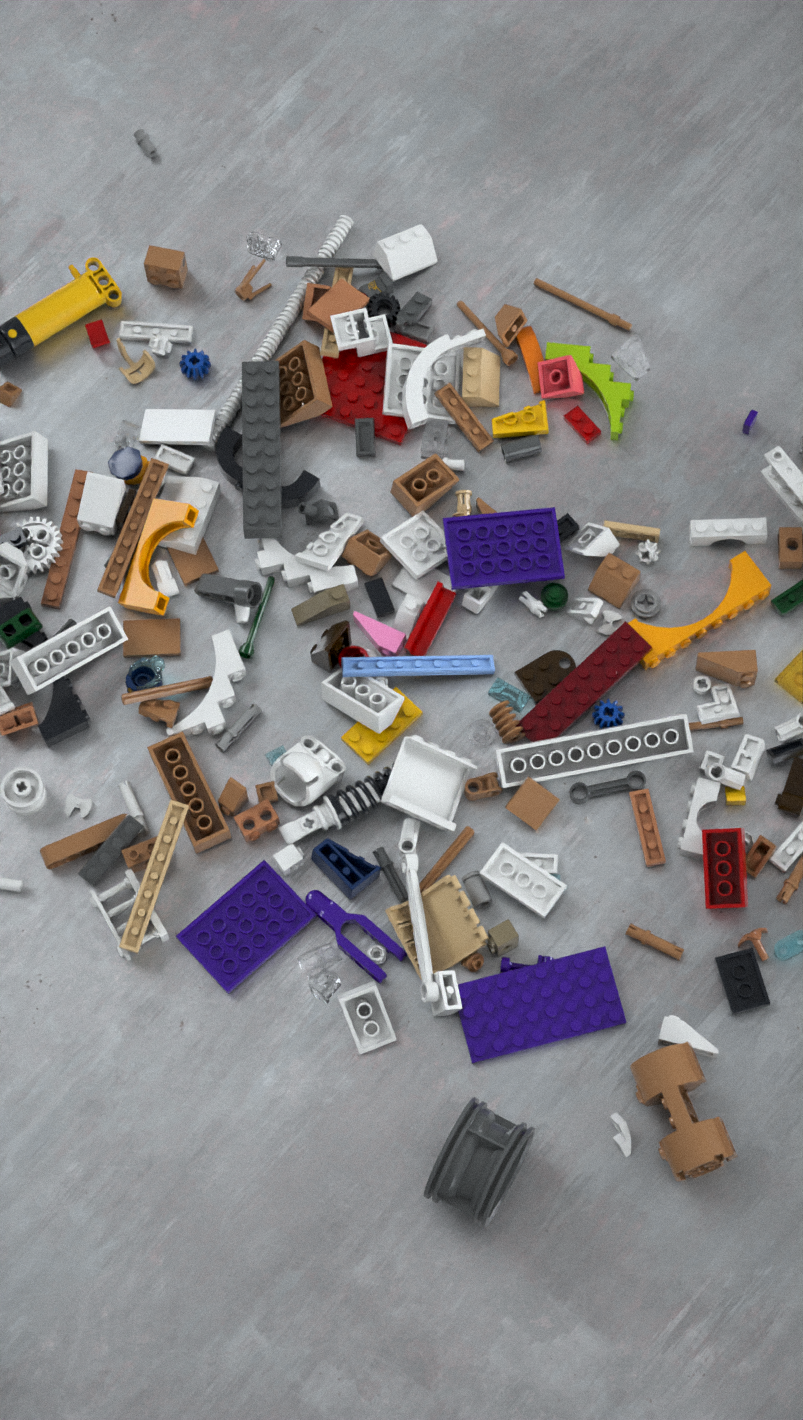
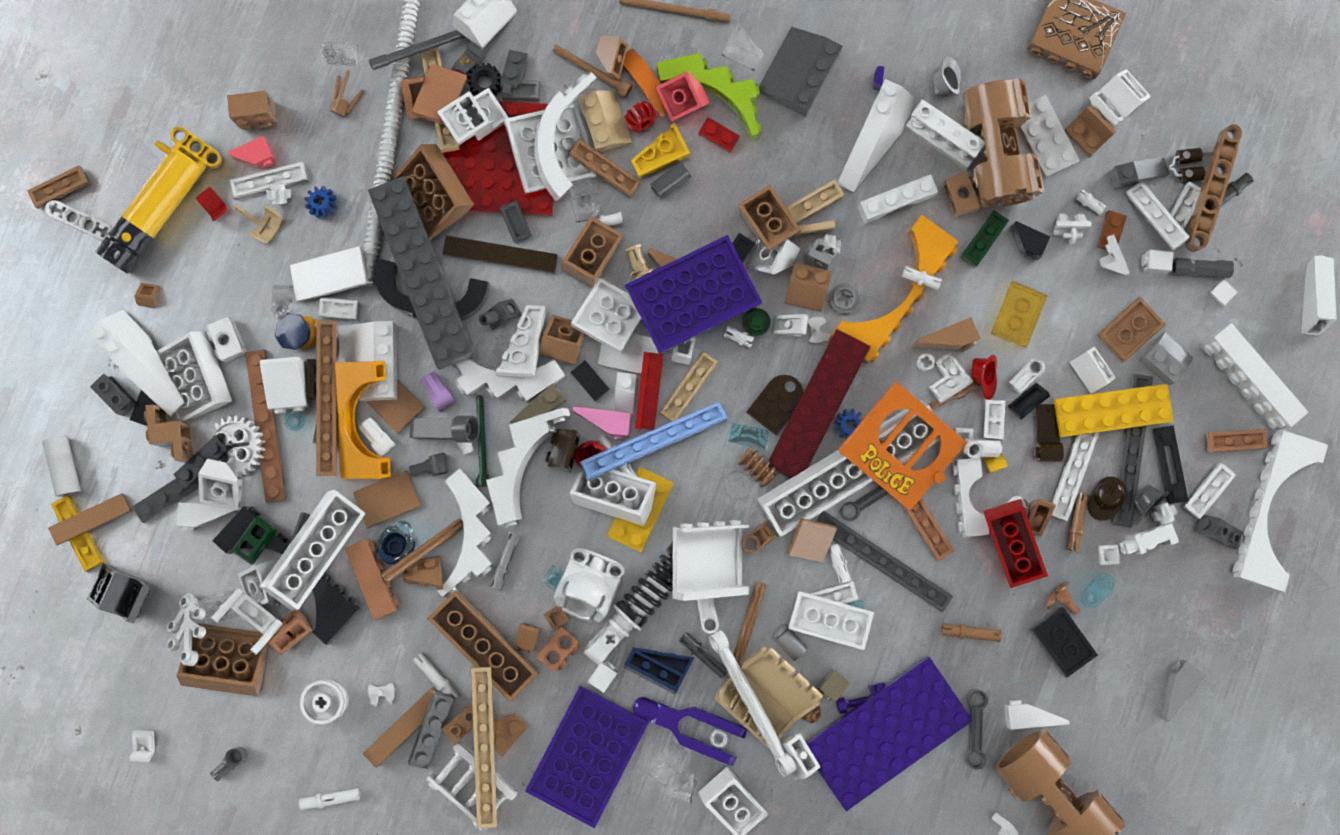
camera: 25 degrees left, 15 degrees up
(62, 442) = (234, 347): none -> white brick
(95, 538) = (288, 421): none -> clear light blue plate
(109, 701) = (369, 576): none -> nougat brick
(152, 305) = (254, 153): none -> coral slope
(179, 880) = (507, 732): none -> medium nougat wing
(208, 622) = (434, 465): none -> dark grey pin
(236, 562) = (439, 394): none -> lavender piece
(302, 622) = (527, 437): none -> white arch
(339, 462) = (500, 254): none -> dark brown tile
(470, 633) = (689, 387): none -> tan tile
(514, 383) = (640, 116): none -> red gear
(551, 835) = (839, 564): none -> white pin
(598, 505) = (768, 218): none -> medium nougat slope
(598, 854) = (887, 564): none -> dark grey tile
(616, 745) = (873, 459): none -> orange door
(627, 1032) = (976, 729): none -> dark grey piece
(632, 554) = (816, 258): none -> light grey bracket
(650, 509) = (815, 201): none -> tan plate
(679, 393) = (800, 70): none -> dark grey slope
(723, 604) = (921, 278): none -> white pin
(730, 470) = (878, 134): none -> white wedge
(754, 712) = (985, 375): none -> red piece

